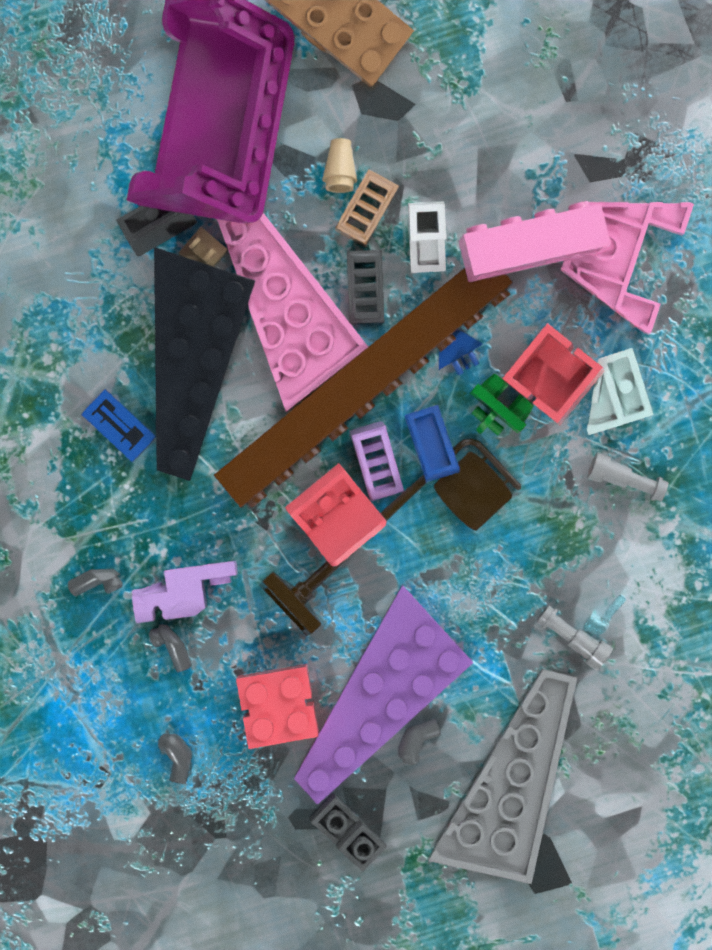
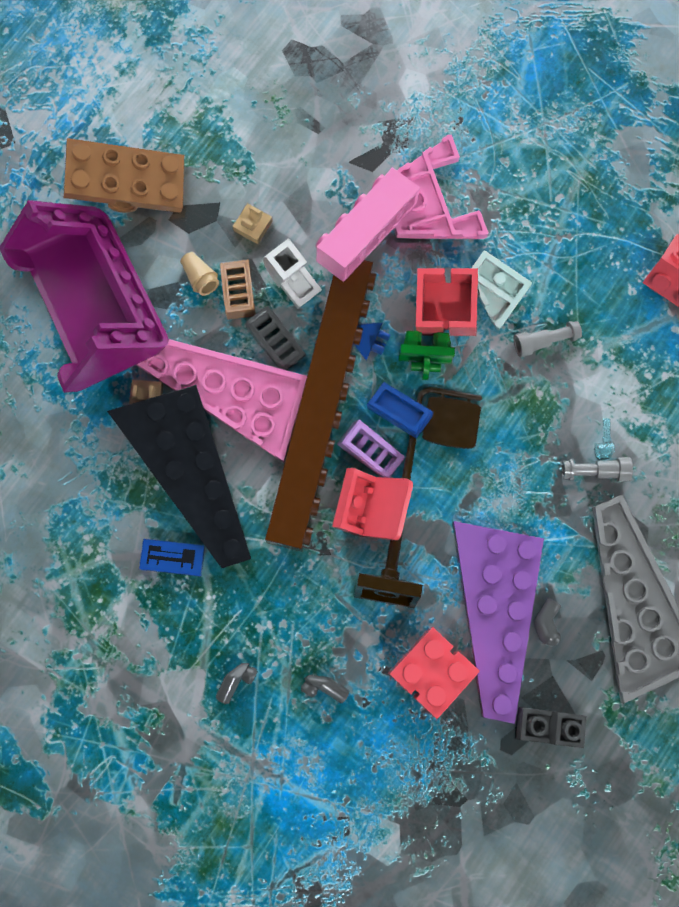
camera: 40 degrees left, 10 degrees down
(151, 227) = (96, 401): dark grey slope -> none
(179, 754) = (387, 763): dark grey arm -> none
(183, 592) = (304, 642): lavender plate -> none
(430, 151) = (252, 223): none -> tan tile

